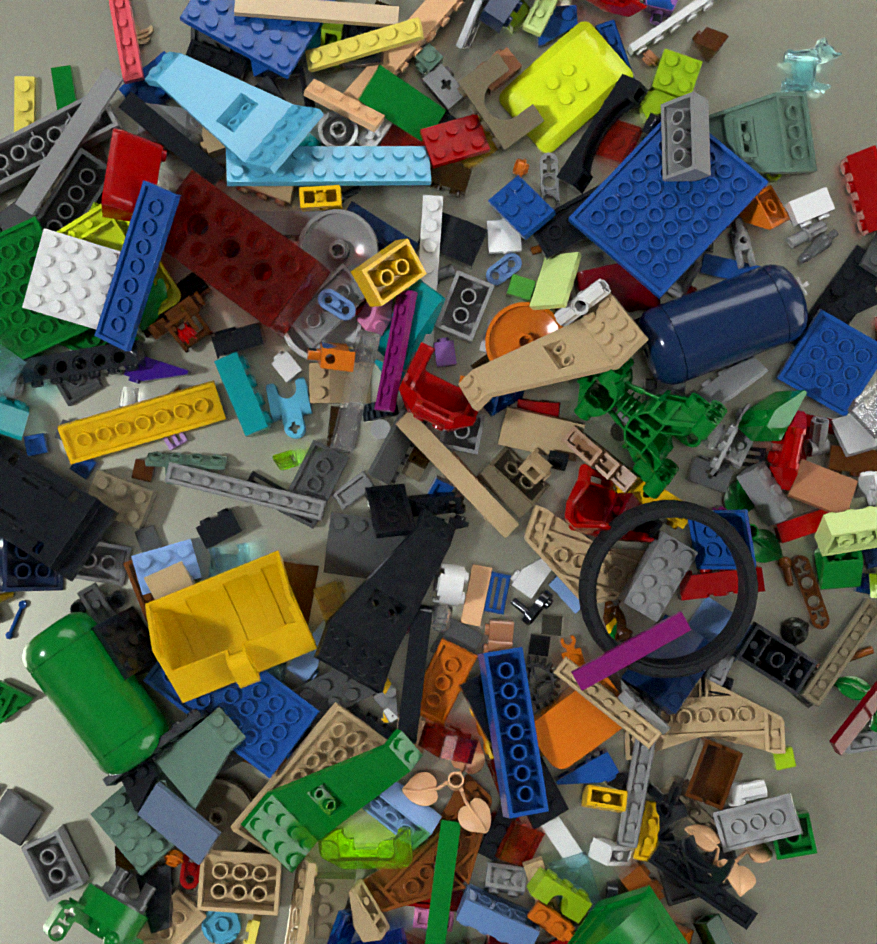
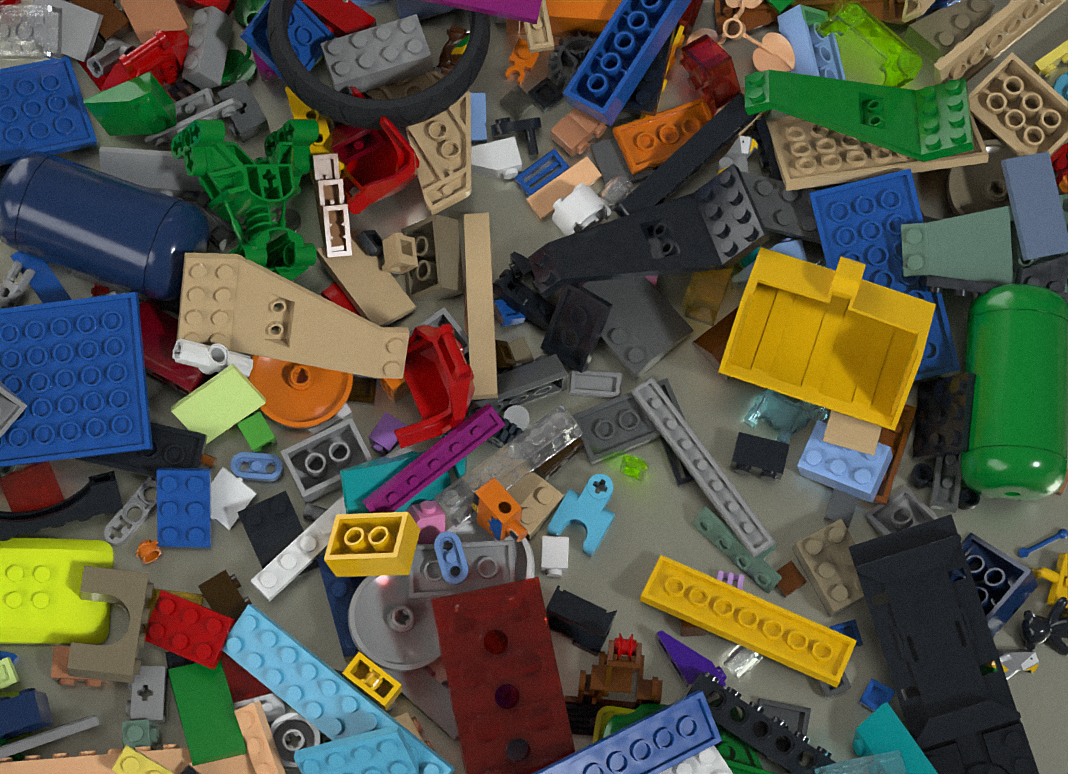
camera: 140 degrees left, 15 degrees down
(243, 394) = (623, 557): teal brick -> none

